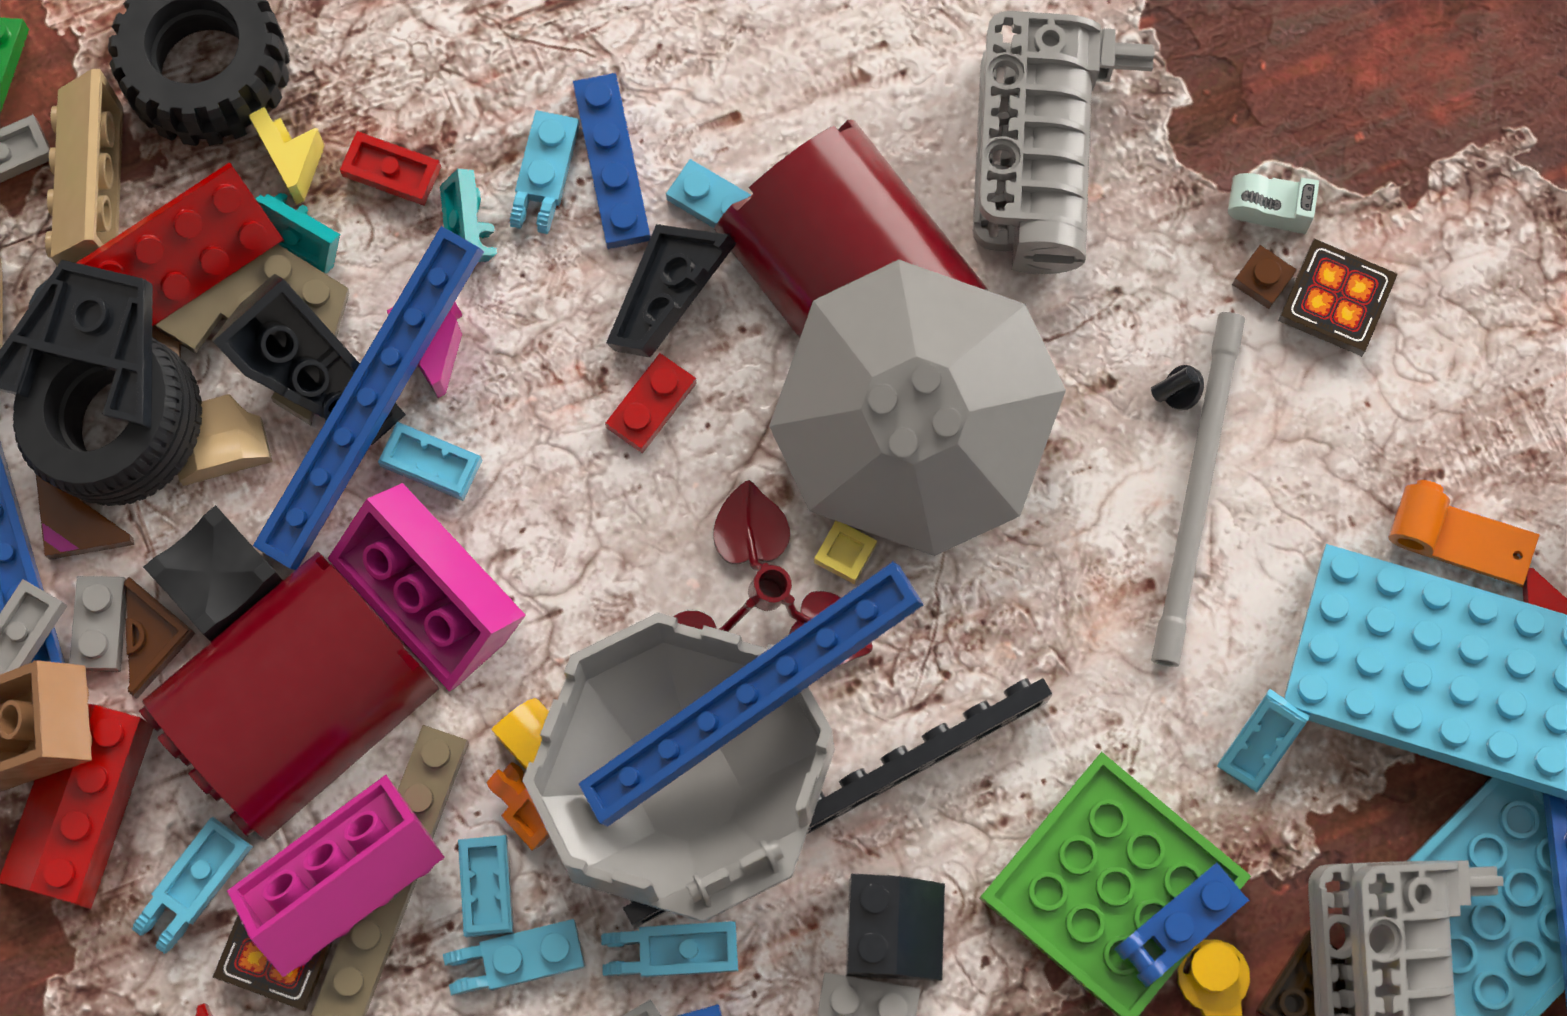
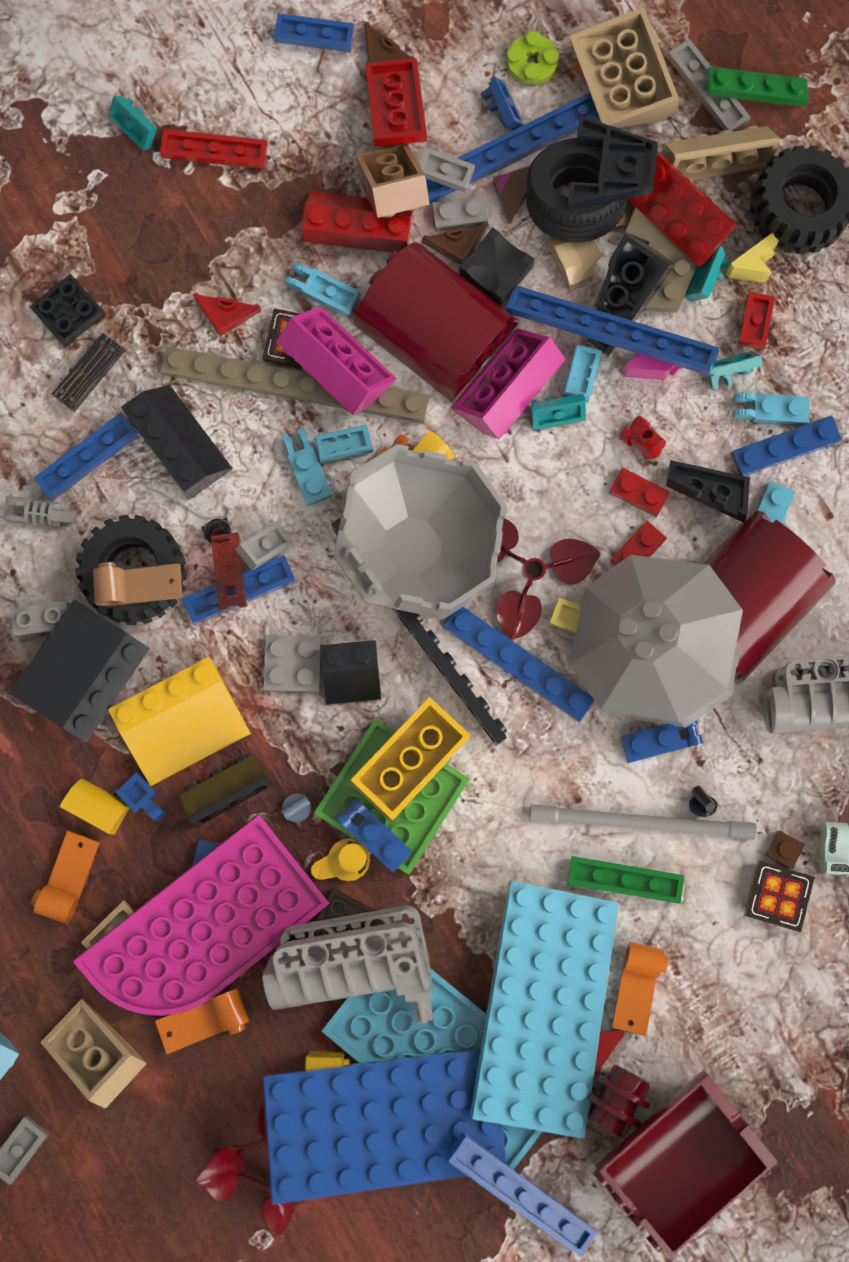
camera: 80 degrees right, 5 degrees up
(492, 510) = (558, 411): none -> teal plate
(561, 379) = (643, 437): none -> red plate
(676, 950) = (321, 554): medium azure hinge -> none
(744, 418) = (642, 543): none -> red plate
(751, 694) = (466, 564): blue plate -> none
(919, 638) = (519, 663): none -> blue plate
(1065, 843) = (410, 759): none -> yellow brick
(1072, 445) = (658, 741): none -> blue plate
(1263, 740) = (490, 873): medium azure plate -> none
(1290, 528) = (625, 879): none -> green plate

